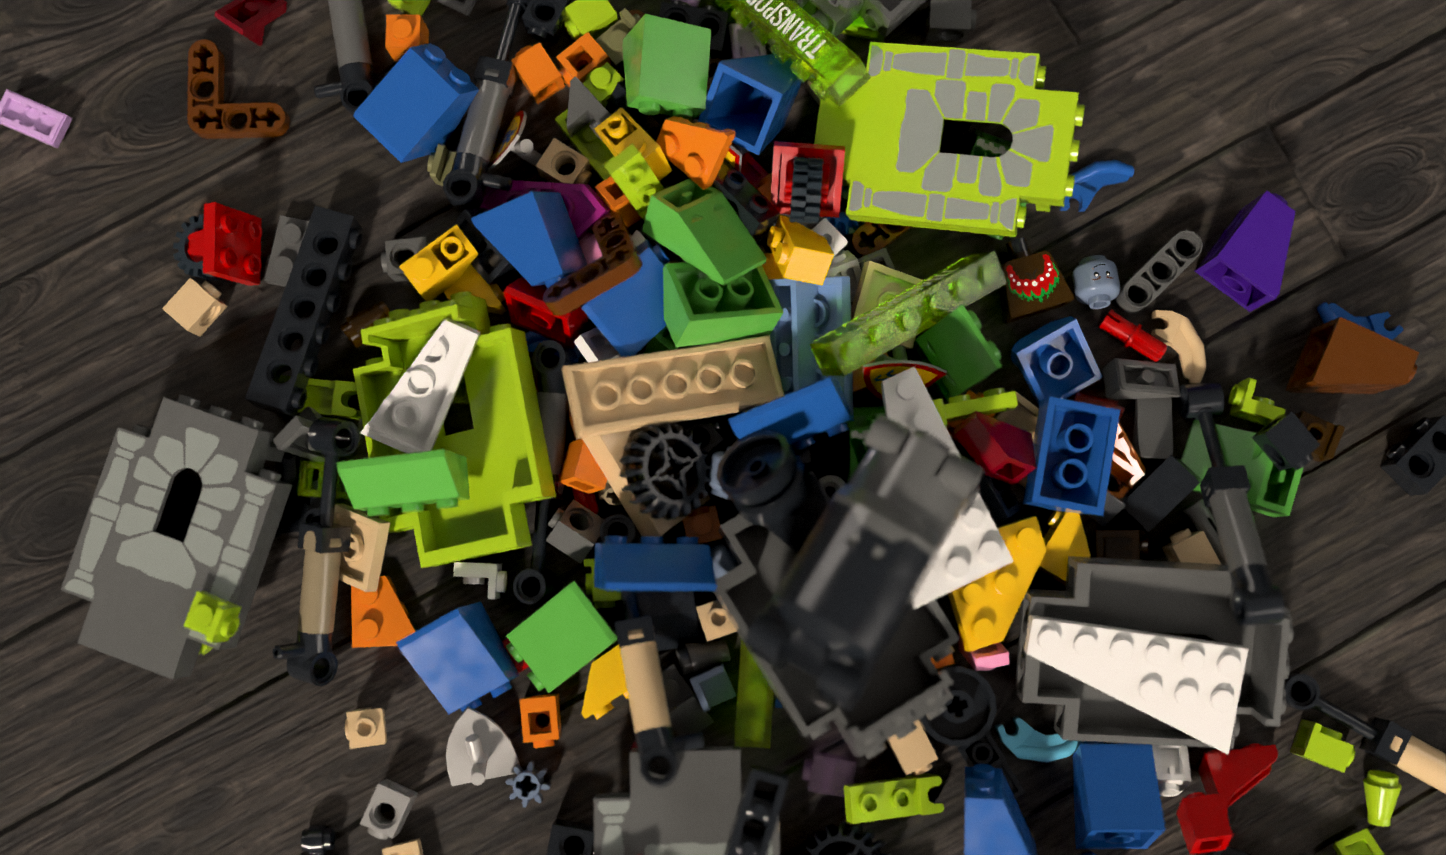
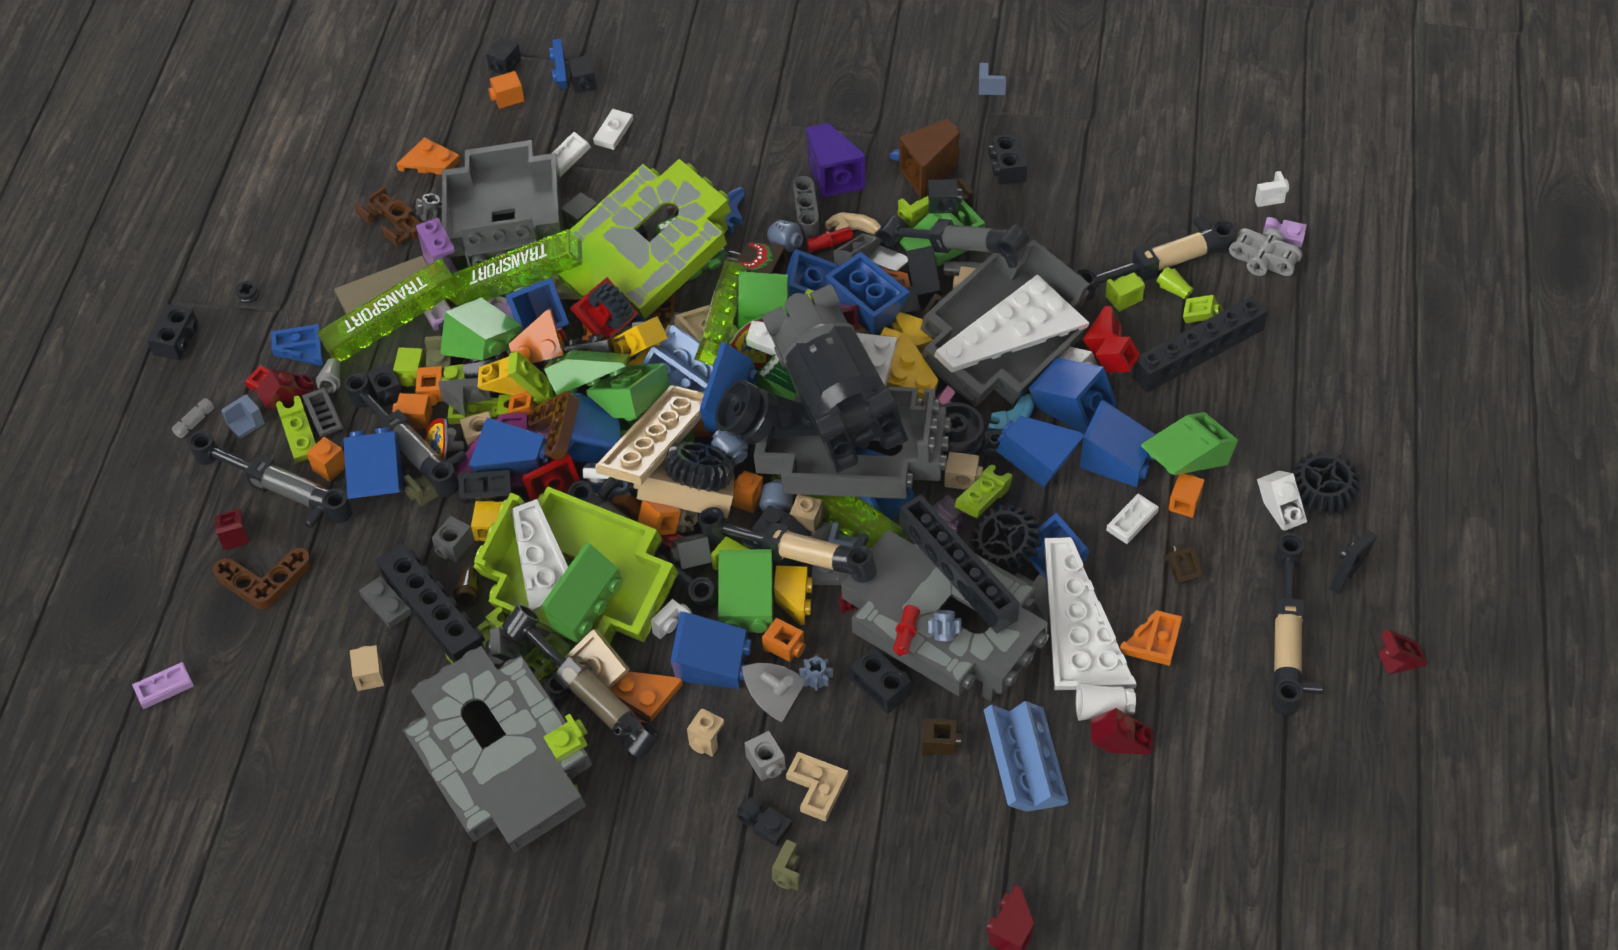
camera: 50 degrees left, 30 degrees down
(221, 245) = (344, 627): red plate -> none
(440, 263) = (475, 508): yellow slope -> none
(653, 565) = (747, 503): blue slope -> none

